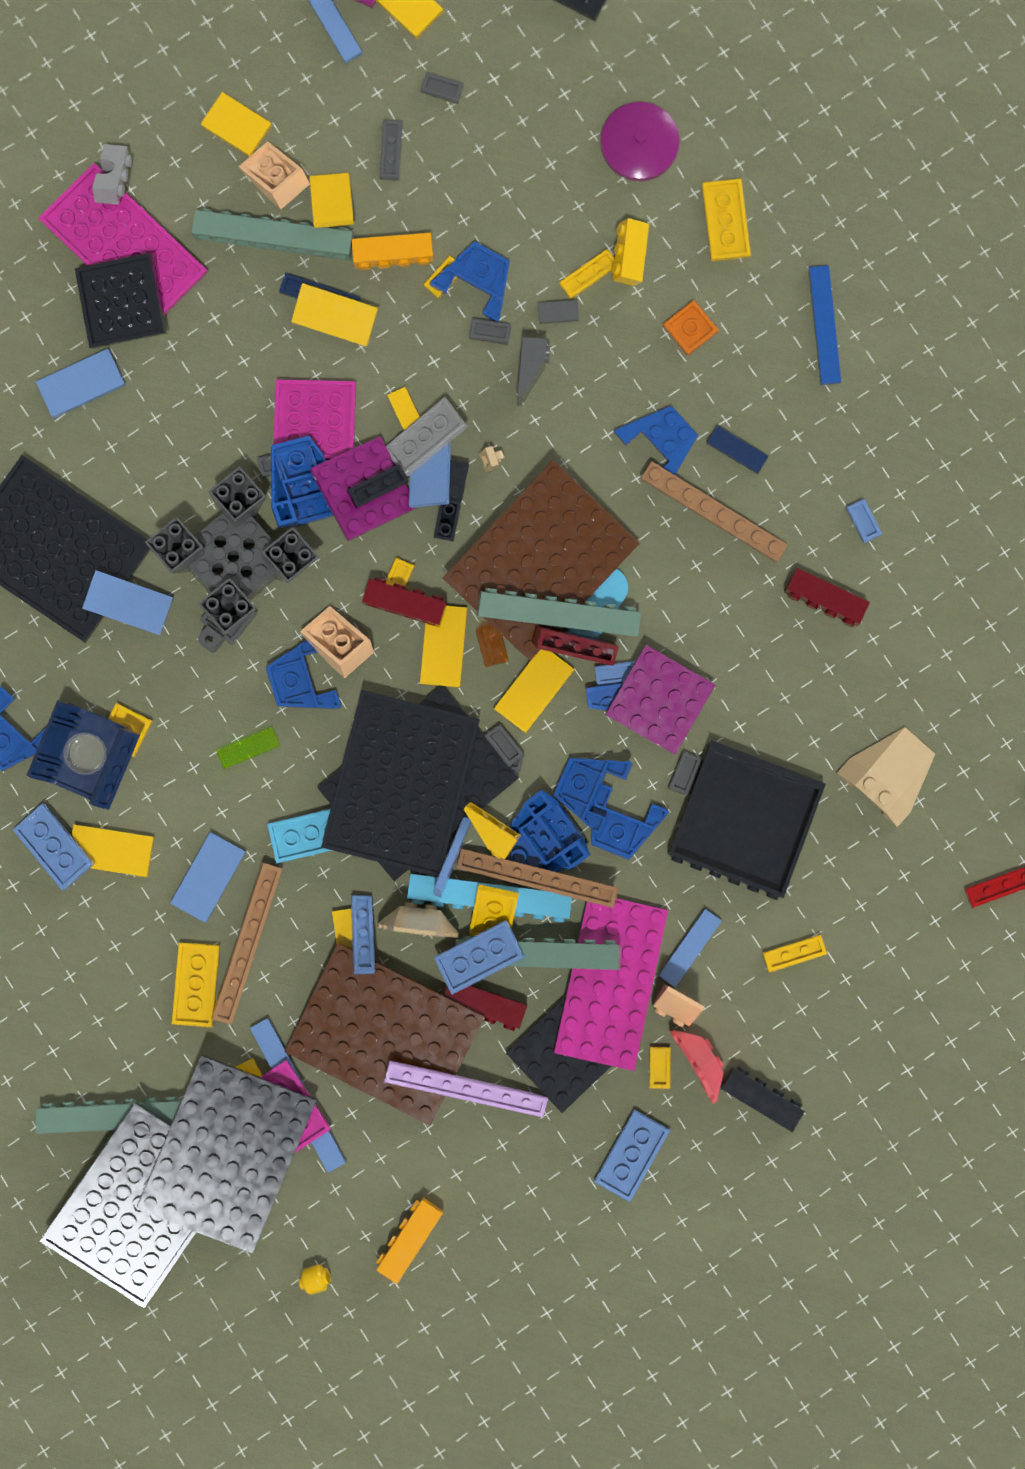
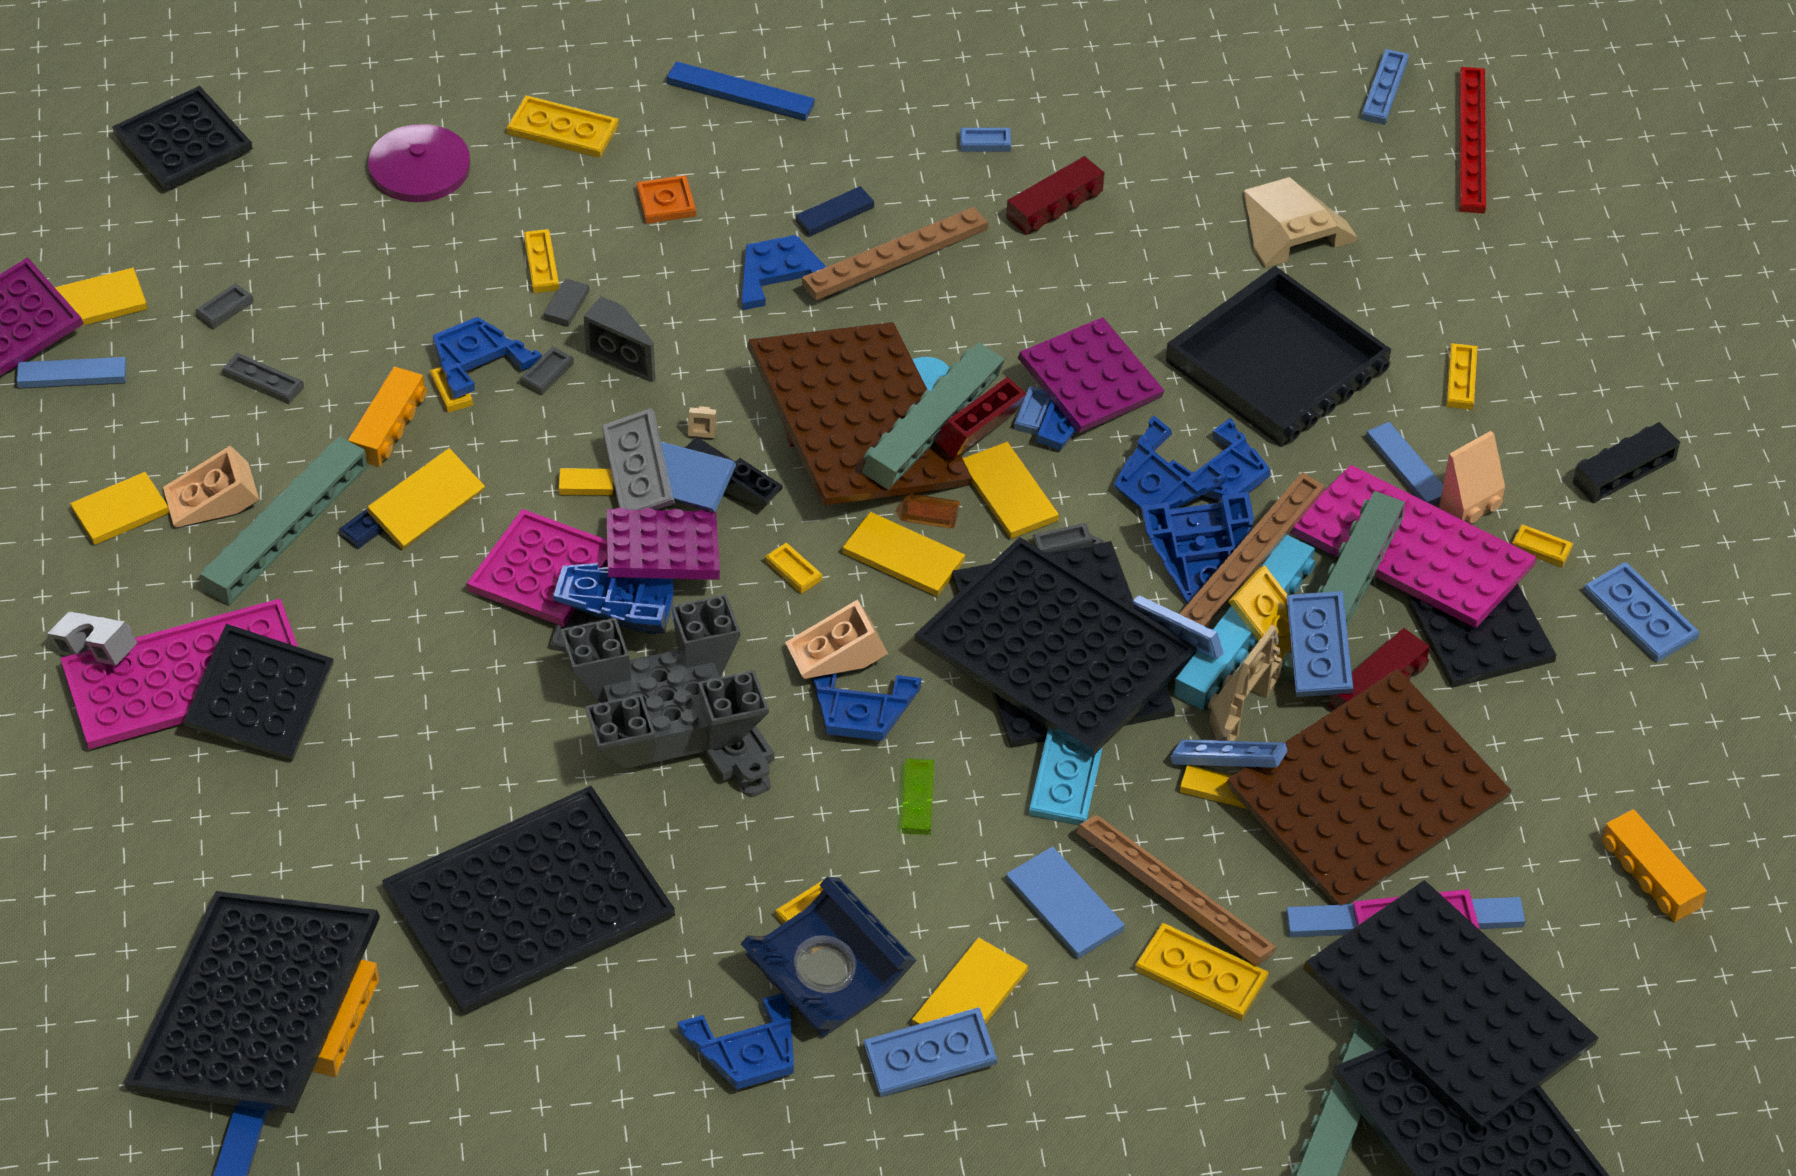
camera: 65 degrees left, 35 degrees down
(80, 383) = (330, 788): medium blue tile -> none
(127, 602) = (652, 840): medium blue tile -> none
(314, 1279) = (1663, 984): yellow head -> none
(331, 200) = (286, 445): yellow tile -> none
(377, 486) = (671, 519): black plate -> none
(404, 602) = (829, 559): dark red brick -> none
(465, 1088) = (1479, 727): lavender tile -> none
(495, 834) = (1167, 579): yellow slope -> none
(630, 252) = (544, 209): yellow brick -> none
(685, 773) = (1191, 393): dark grey tile -> none
(702, 1061) = (1558, 482): coral wedge -> none

